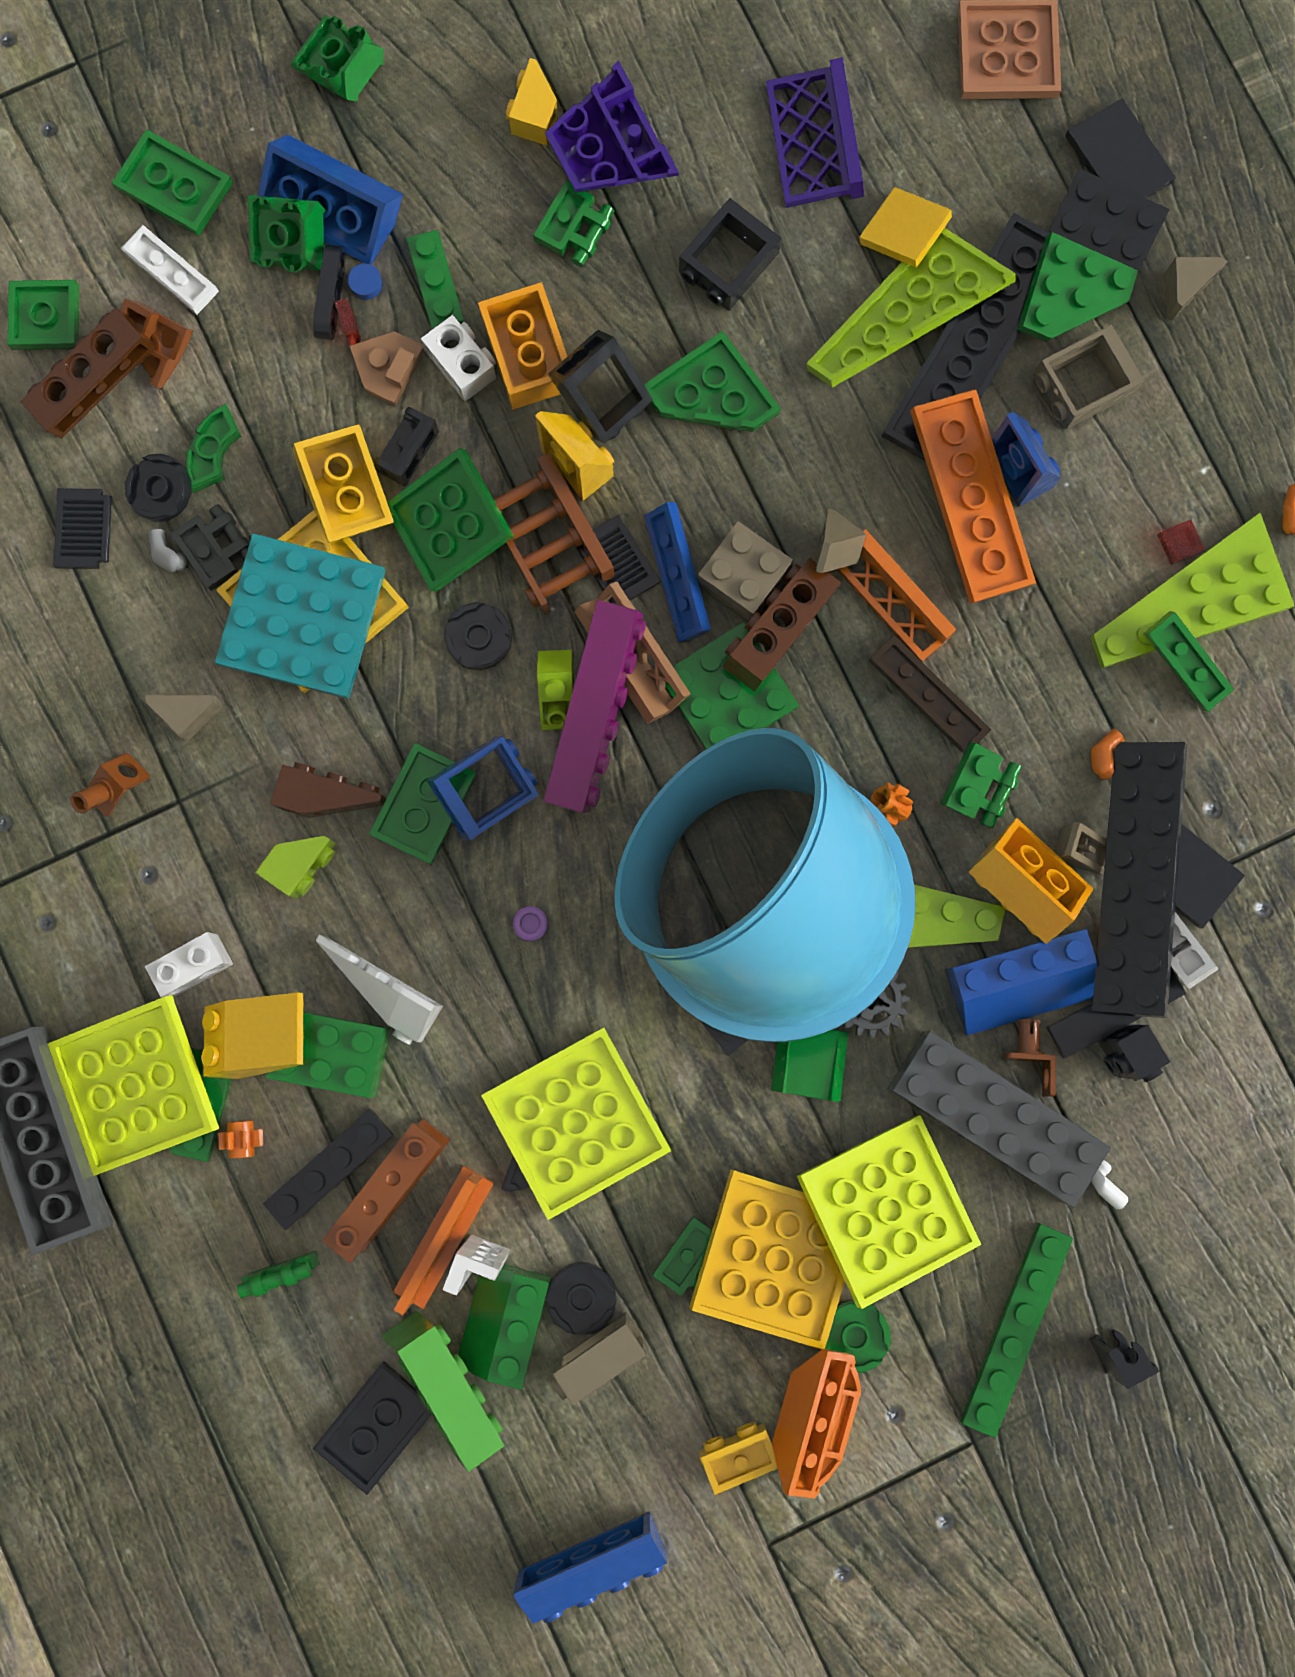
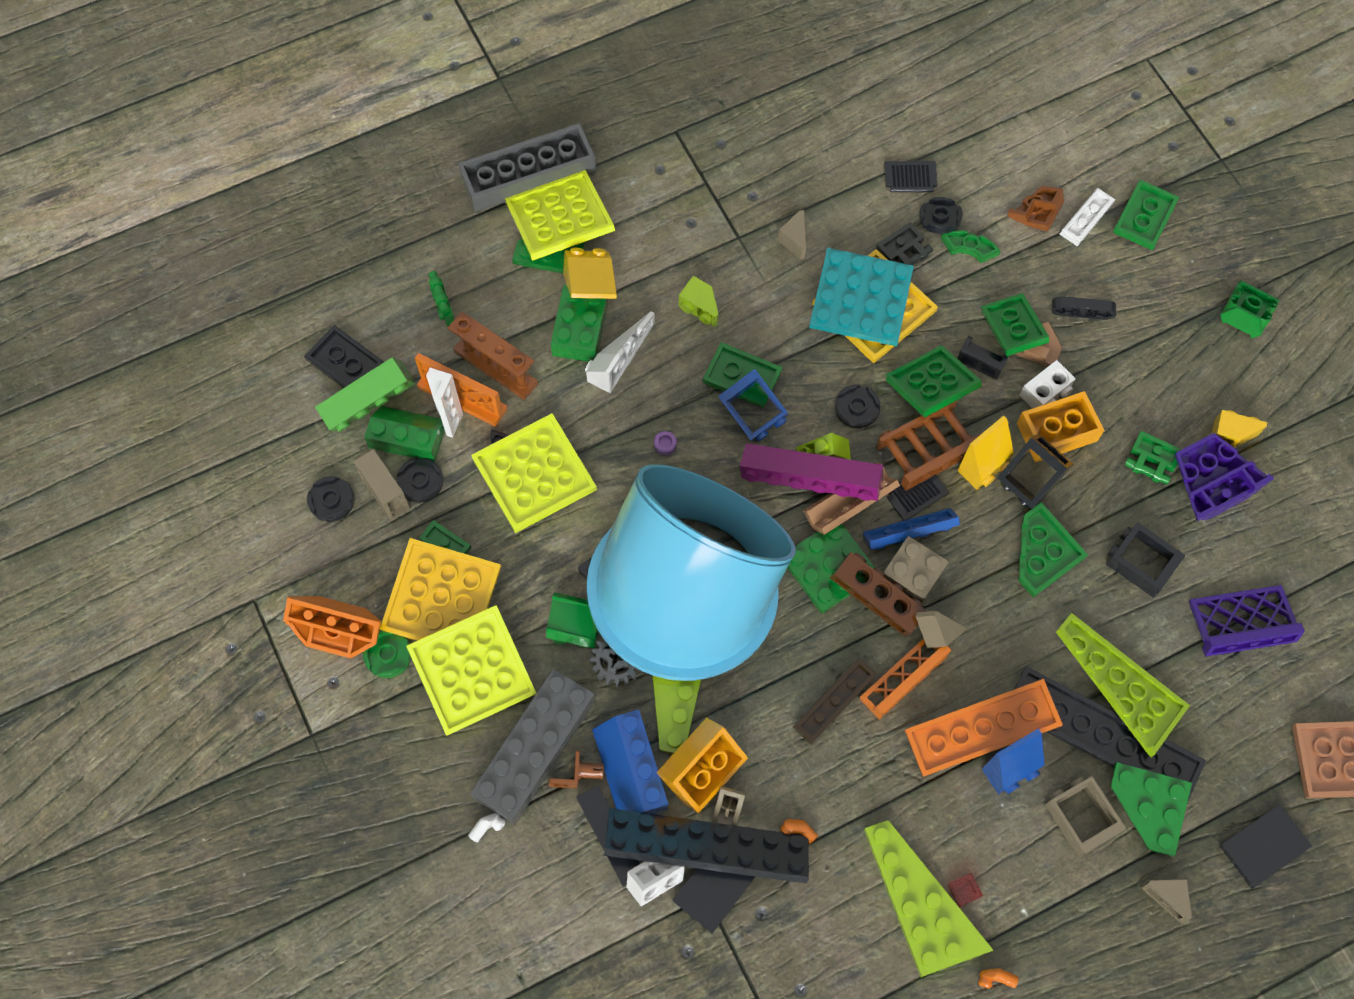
camera: 90 degrees right, 15 degrees down
(43, 314) = (1047, 147): green plate -> none
(104, 374) = (1010, 171): reddish brown brick -> none
(108, 786) = (746, 195): dark orange bracket -> none
(164, 556) = (897, 219): light grey arm -> none
(189, 965) = (634, 244): white brick -> none
(240, 1139) = (525, 276): orange gear -> none
(285, 233) = (1120, 279): green slope -> none
(316, 796) = (744, 310): reddish brown slope -> none
(328, 1169) = (504, 325): black plate -> none
(342, 483) = (952, 316): yellow slope -> none
(348, 321) = (1064, 319): clear red tile -> none
(357, 207) = (1148, 304): blue slope -> none
(358, 391) = (1014, 324): none -> green plate
(365, 281) = (1094, 330): blue tile -> none
(434, 277) = (1102, 373): green plate -> none
(590, 1569) = (248, 485): blue slope -> none
(609, 1436) = (330, 499): none -> black tile
(738, 1458) = (311, 574): yellow bracket -> none
(892, 802) = (754, 672): orange gear -> none
(905, 227) = (1183, 681): yellow tile -> none
(973, 780) = (774, 729): green plate -> none
(1016, 1330) = (387, 763): green plate -> none
(1109, 219) = (1210, 833): black plate -> none
(1124, 1363) = (361, 827): black hinge -> none
(1134, 1053) = (578, 839): black brick -> none
(1188, 661) = (871, 888): green plate -> none

